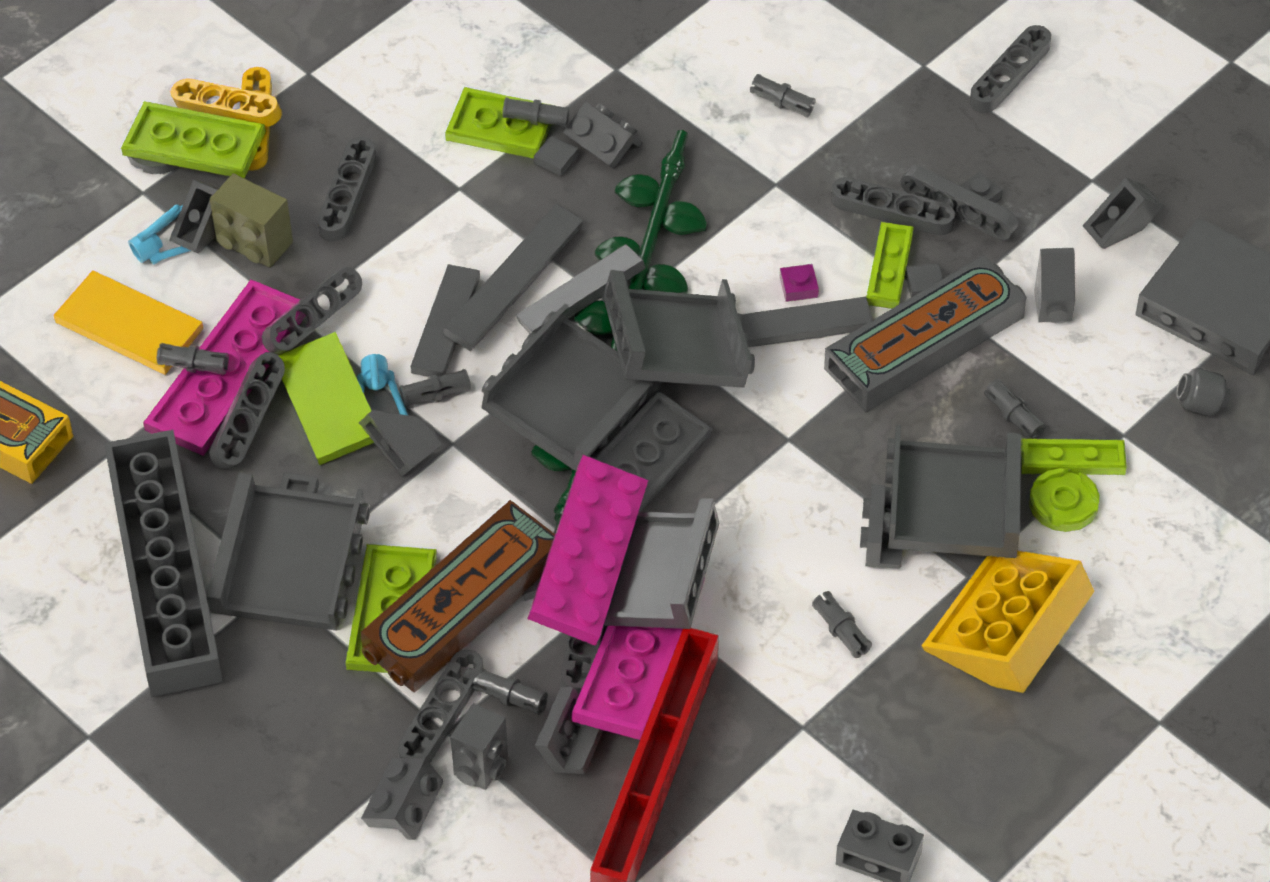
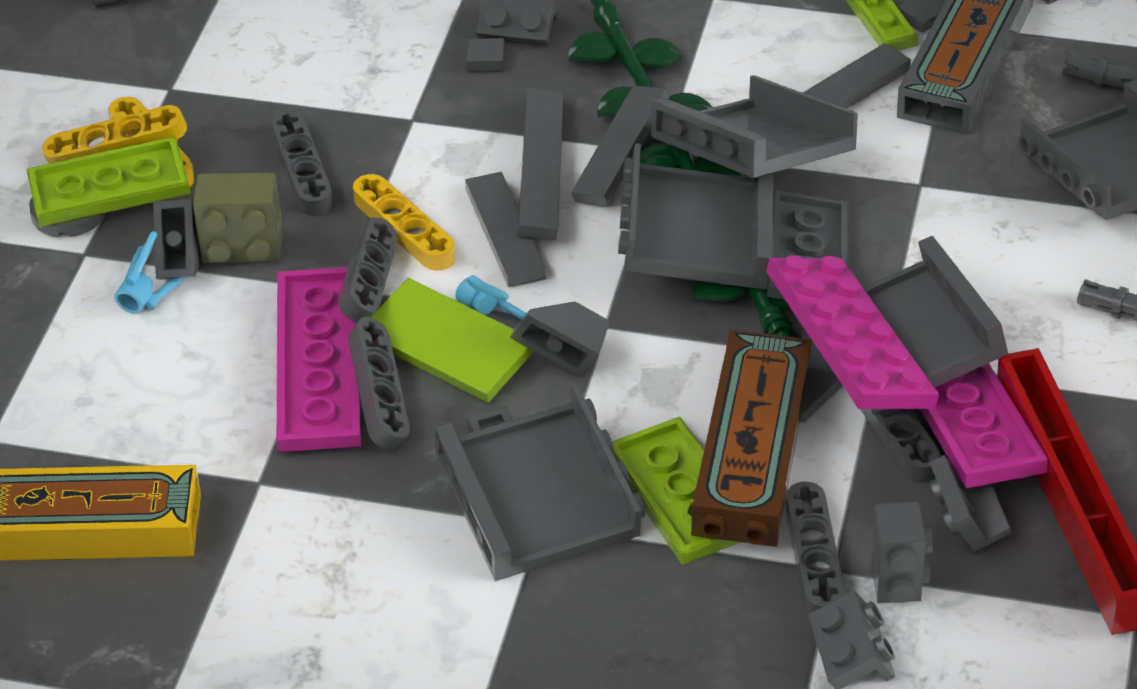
camera: 30 degrees left, 10 degrees down
(126, 320) = (173, 367): yellow tile -> none
(162, 564) = (418, 551): dark grey brick -> none
(192, 358) = (284, 359): dark grey pin -> none
(378, 278) = (409, 218): none -> yellow beam
(435, 387) = (549, 283): dark grey pin -> none
(480, 124) = (405, 51): lime tile -> none
(510, 691) = (864, 500): dark grey pin -> none
(536, 112) = (441, 21): dark grey pin -> none
(799, 282) = (810, 59): magenta plate -> none
(872, 537) = (1083, 208): dark grey bracket -> none

